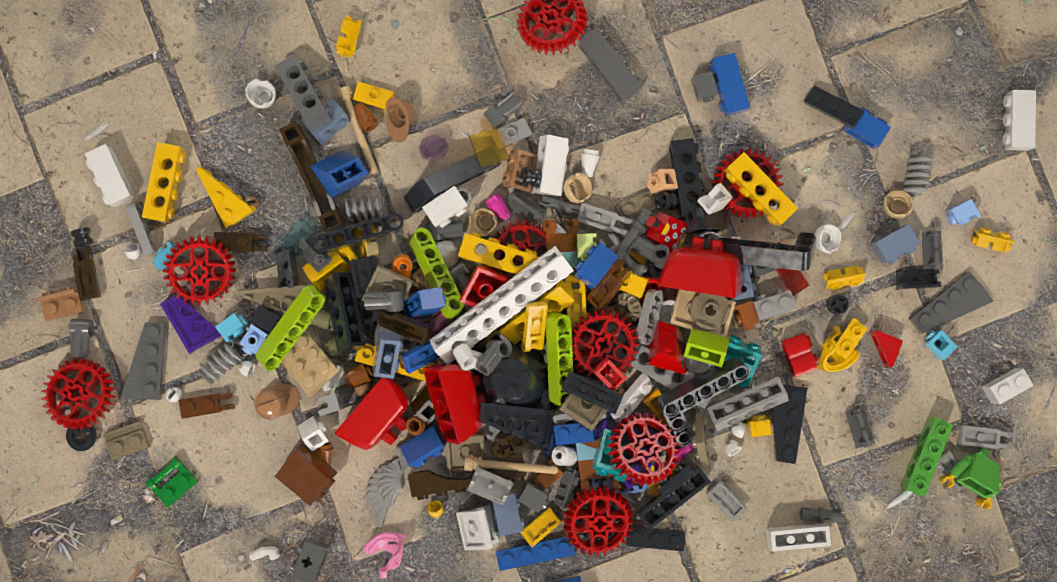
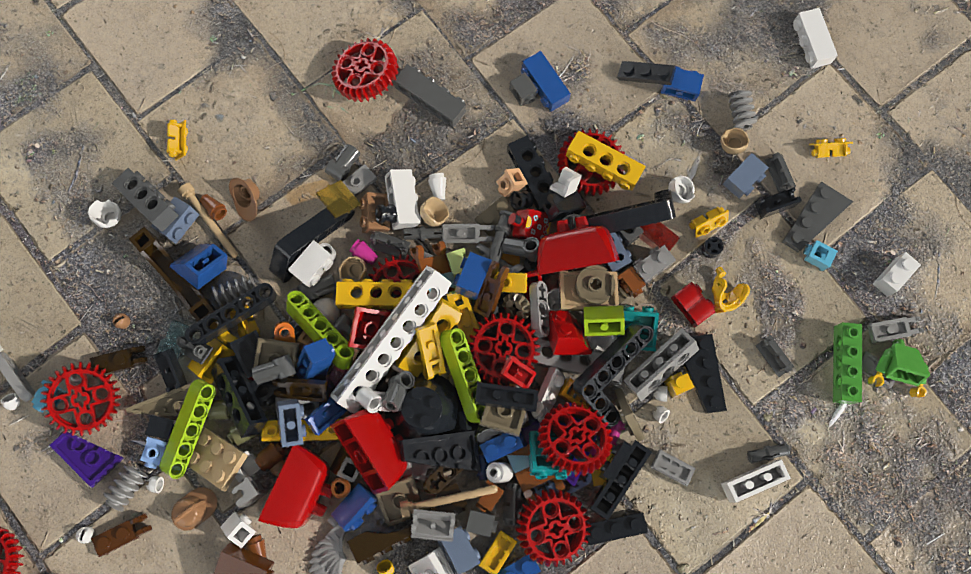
camera: 20 degrees left, 10 degrees down
(146, 370) = (51, 512): dark grey wing -> none
(159, 173) = (20, 318): yellow brick -> none
(227, 203) = (96, 327): yellow wing -> none
(232, 326) = (129, 446): medium azure brick -> none
(372, 95) = (213, 185): yellow plate -> none
(433, 147) = (285, 215): head -> none
(850, 338) = (735, 274): yellow hinge -> none
(887, 347) = (772, 272): red slope -> none
(962, 213) = (795, 131): light blue brick -> none

